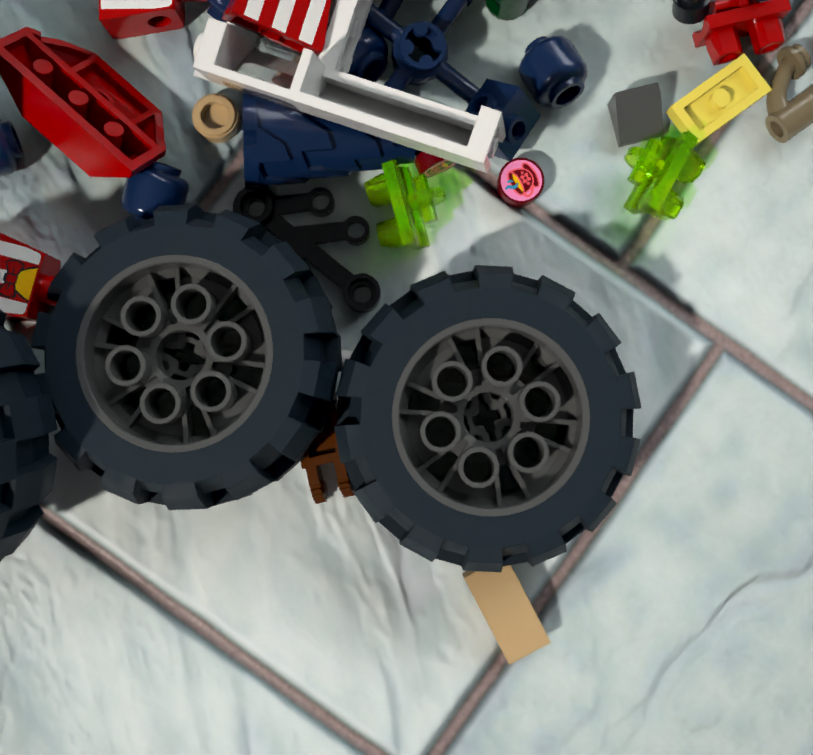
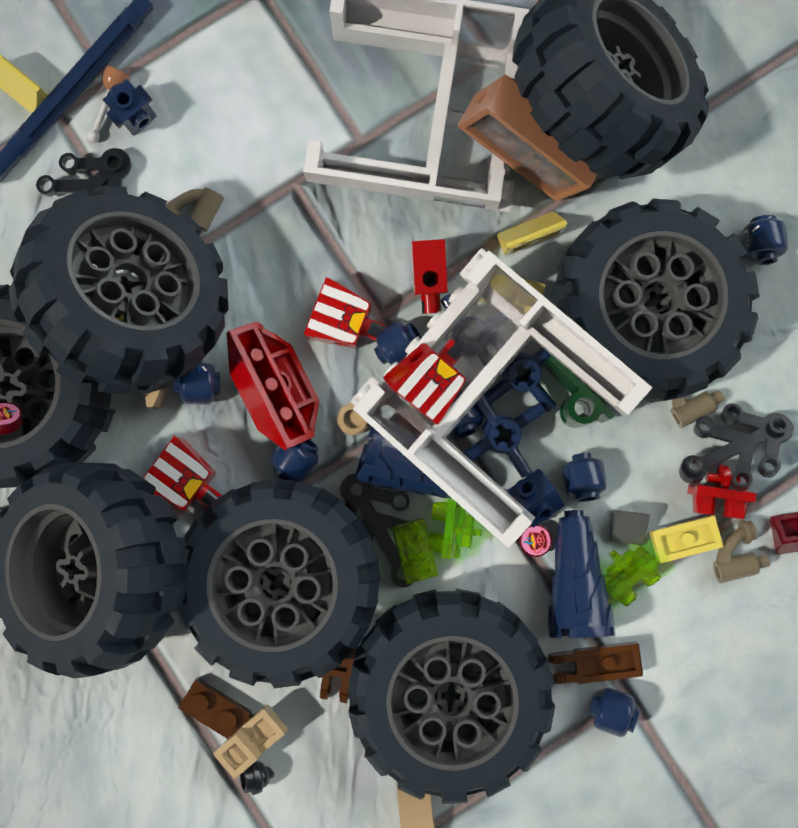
camera: 25 degrees right, 0 degrees up
(191, 576) = (214, 709): none -> reddish brown hinge
(240, 593) = (250, 741): none -> tan slope
(268, 641) = (256, 778): none -> black plate
(363, 250) = (415, 551): none -> clear neon green hips
(601, 211) = (578, 588): none -> dark blue cone
(673, 306) = (599, 663): none -> reddish brown hinge
(716, 363) = (614, 712): none -> dark blue head

